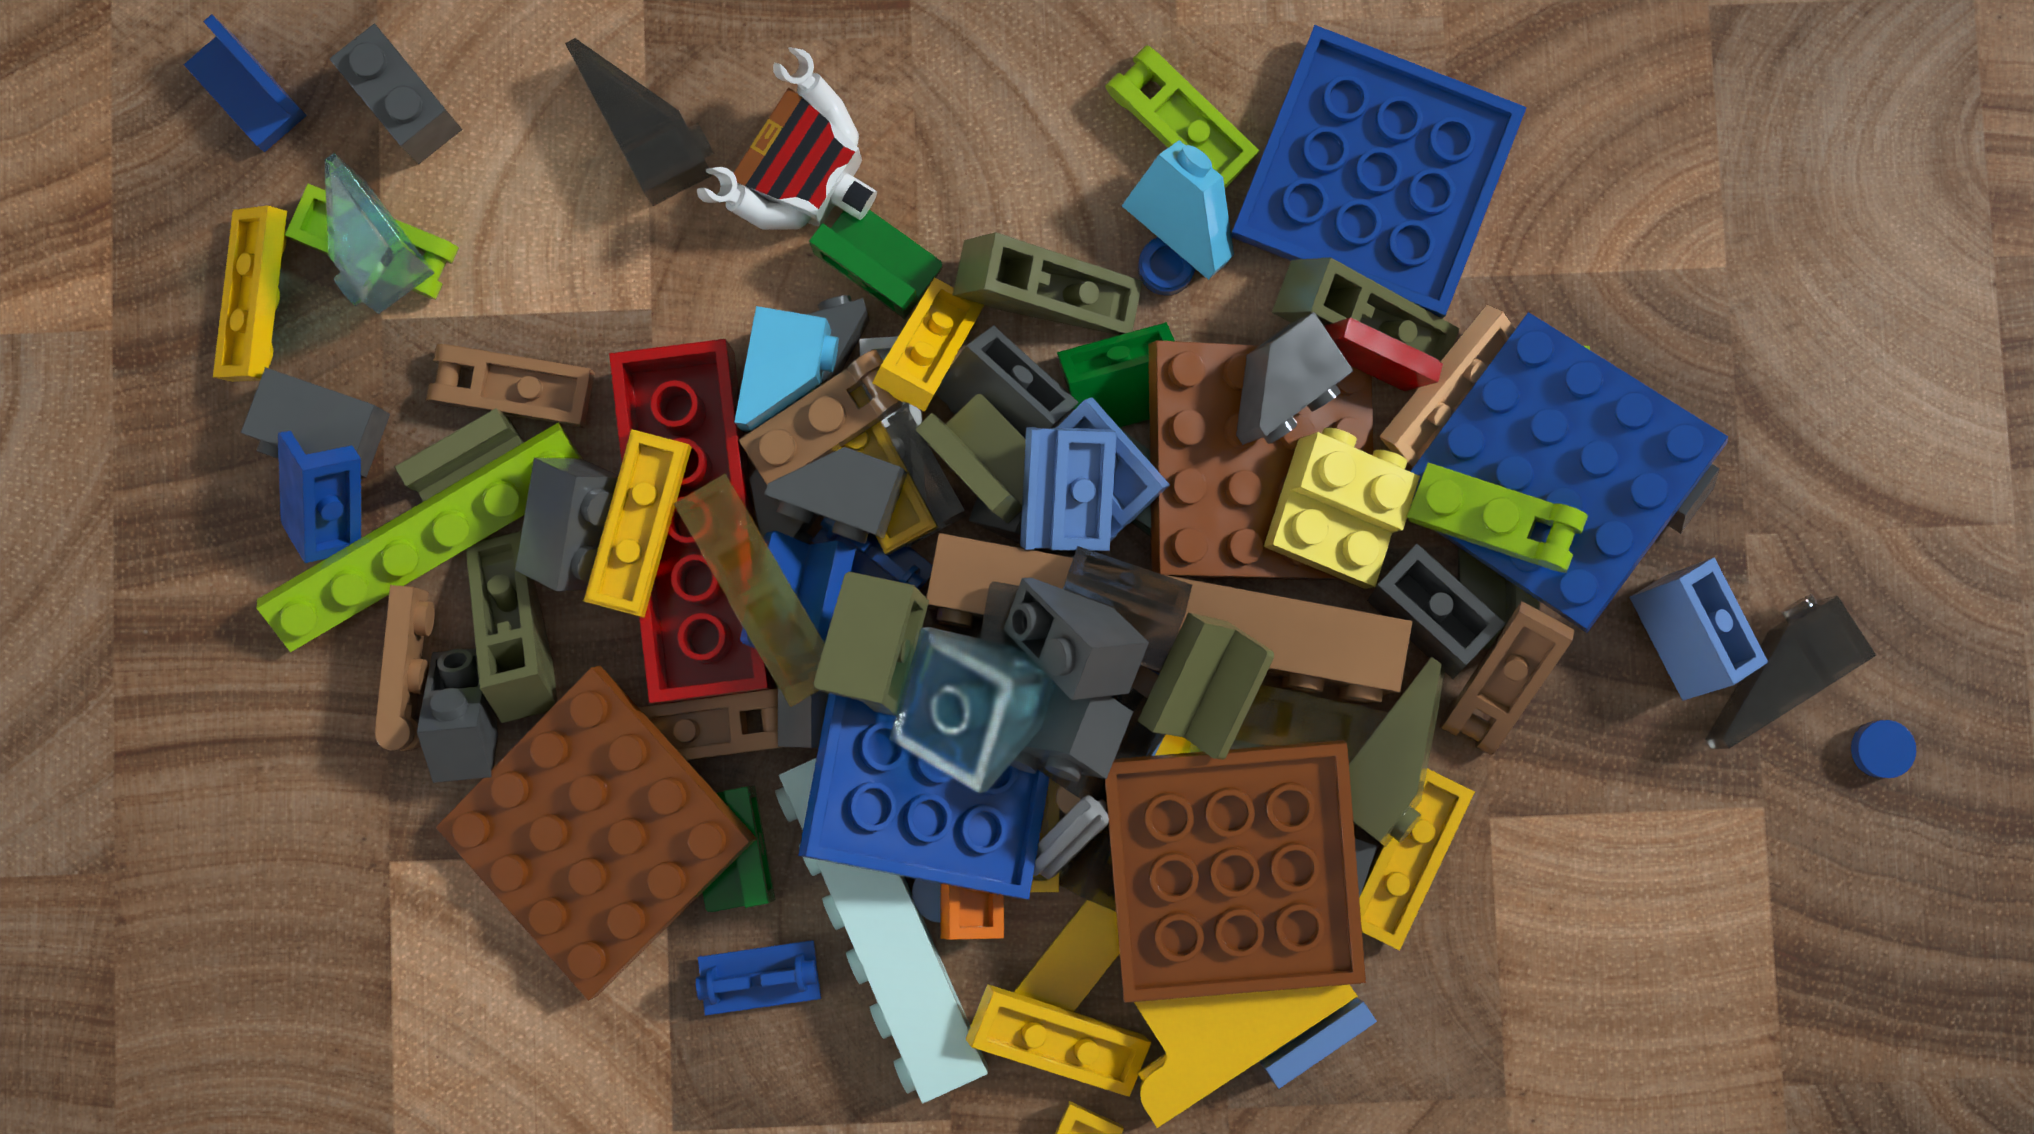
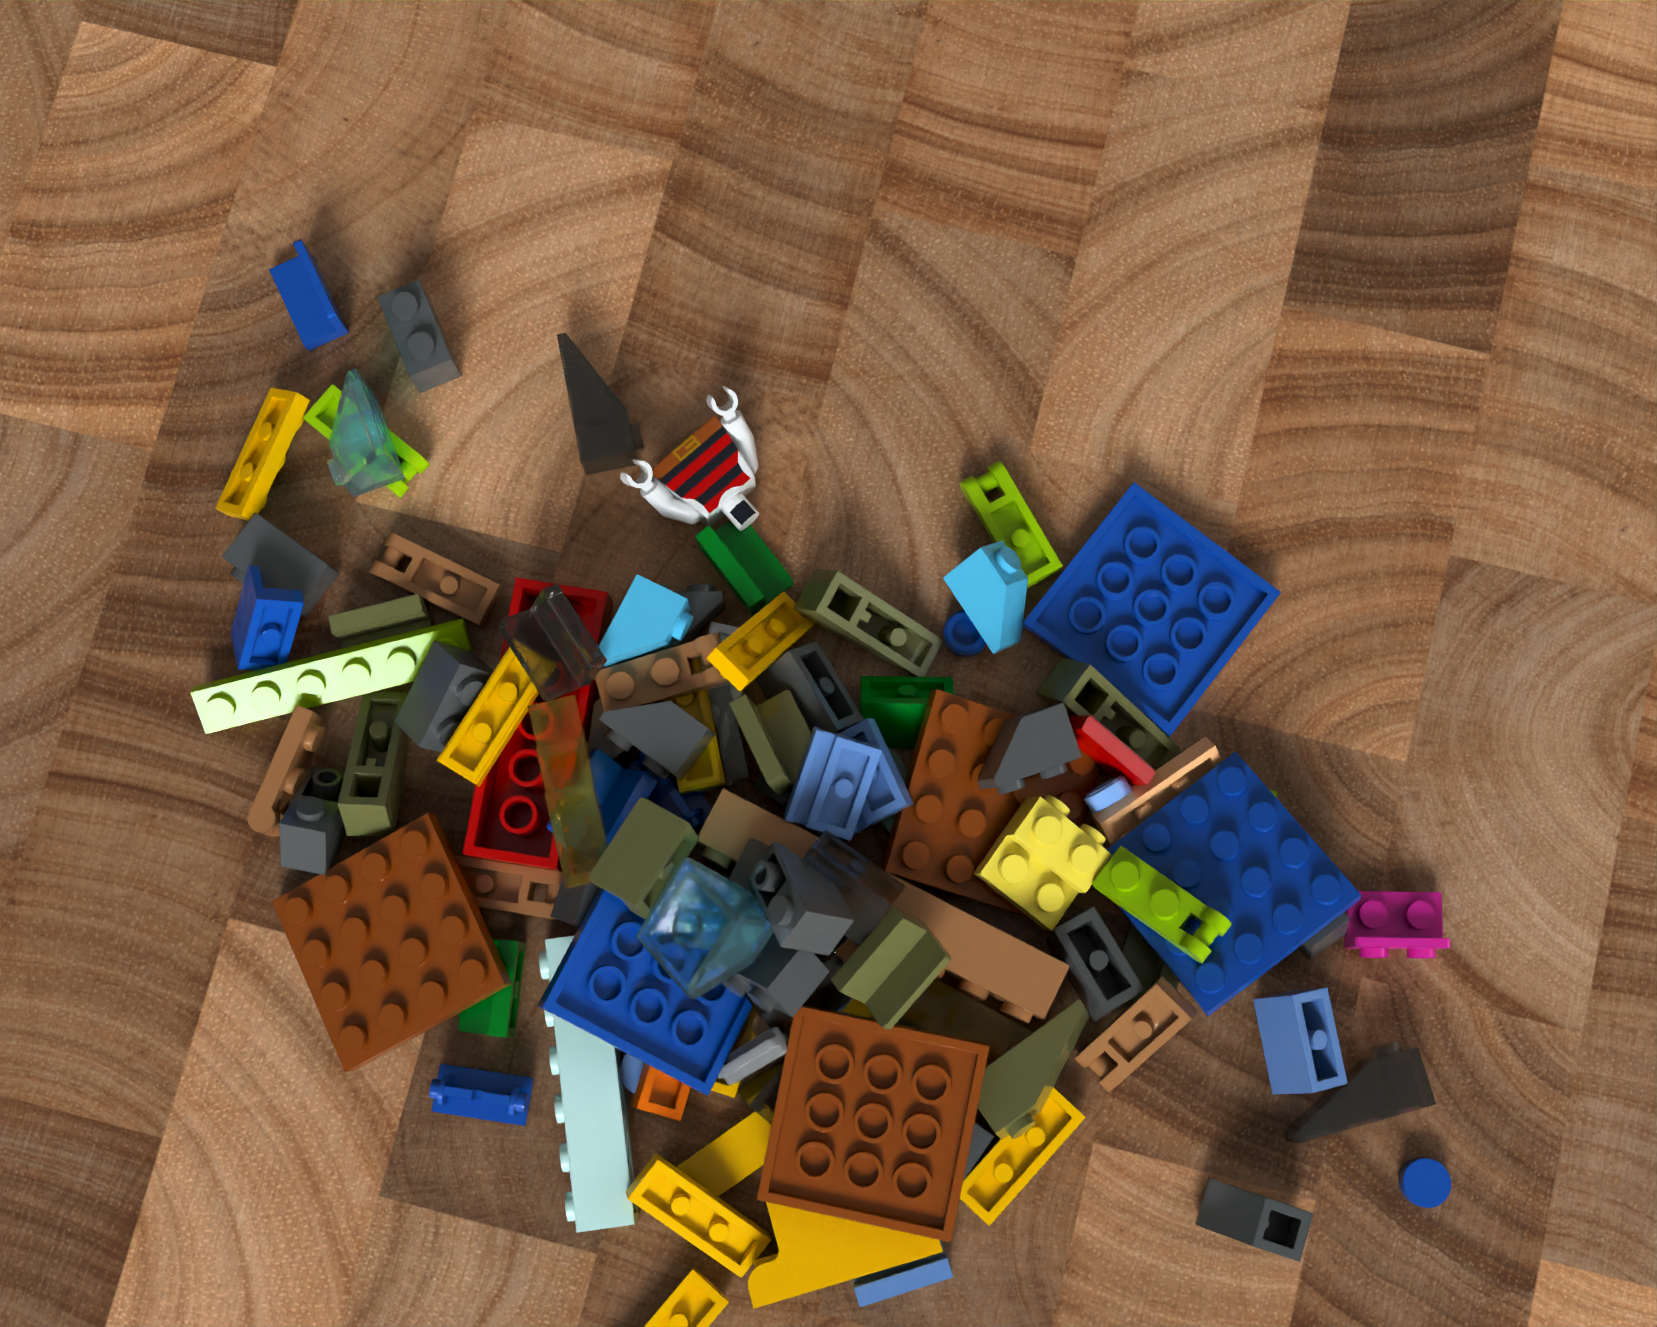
camera: 20 degrees right, 5 degrees down
(682, 420) = (553, 645): none -> clear smoke panel
(1392, 406) = (1107, 793): none -> light blue tile
(1703, 850) = (1254, 1219): none -> dark grey slope
(1770, 458) = (1396, 922): none -> dark pink bracket

